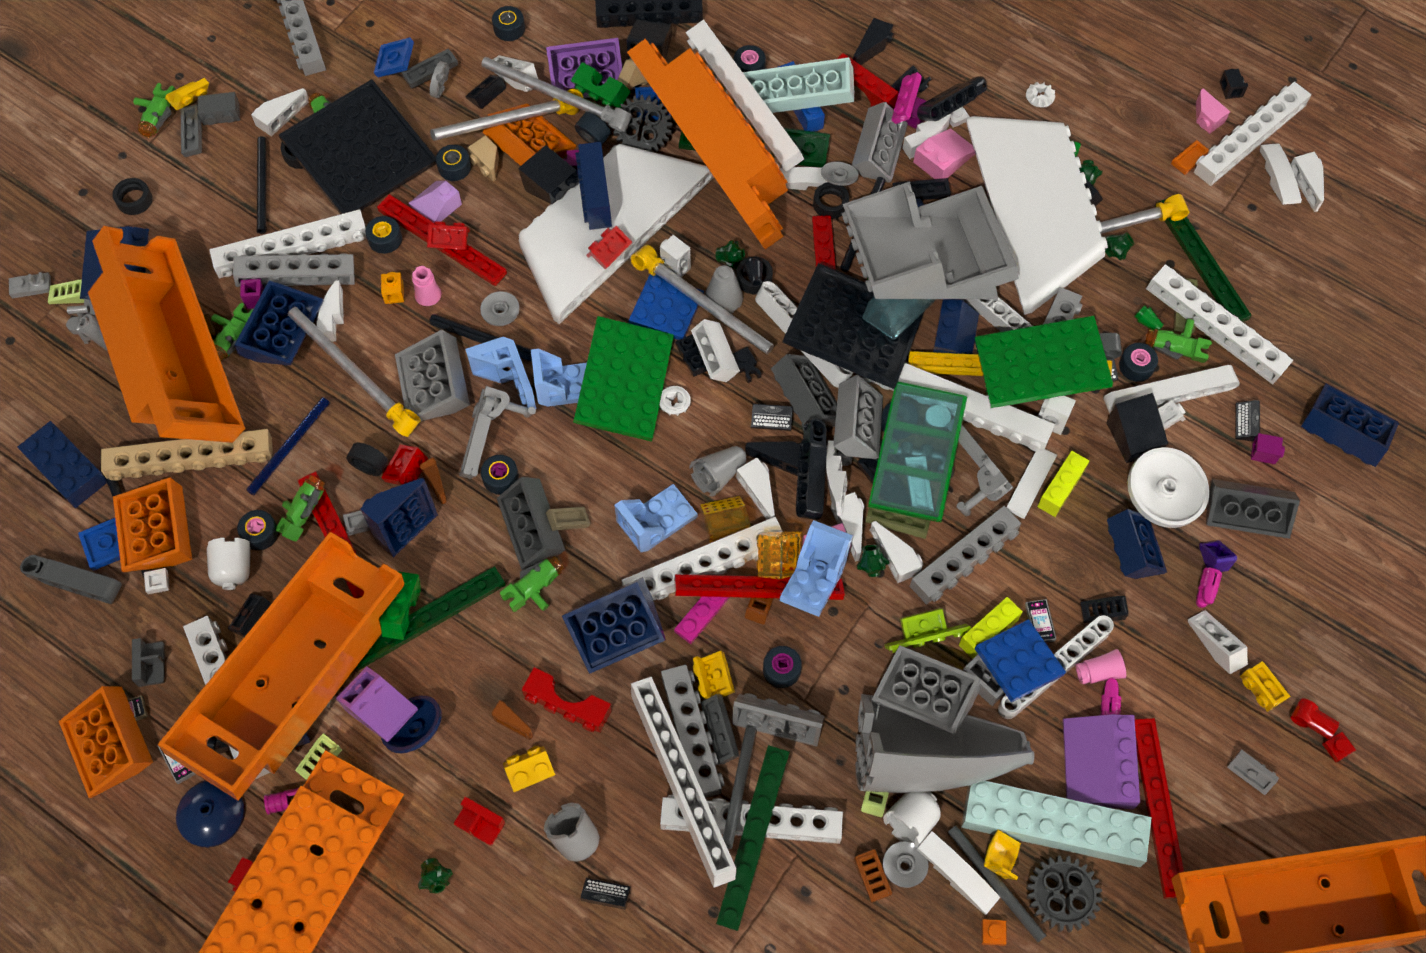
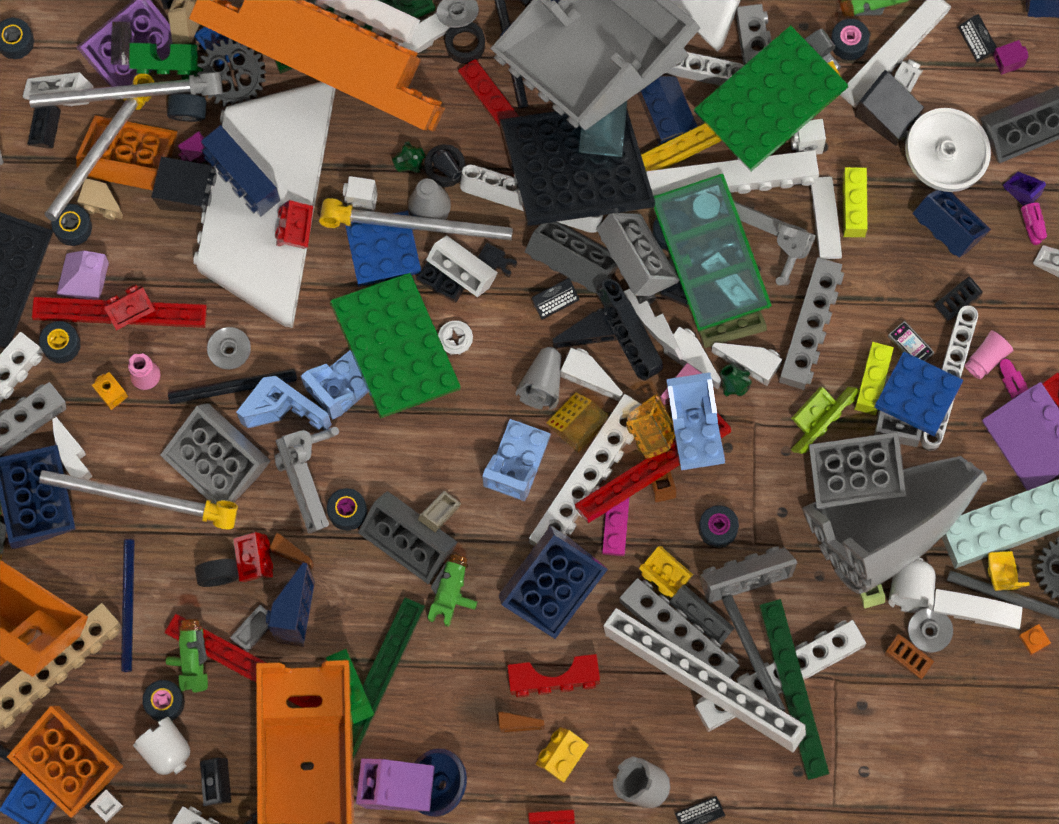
camera: 30 degrees left, 10 degrees up
(580, 54) = (120, 43): none -> clear smoke plate

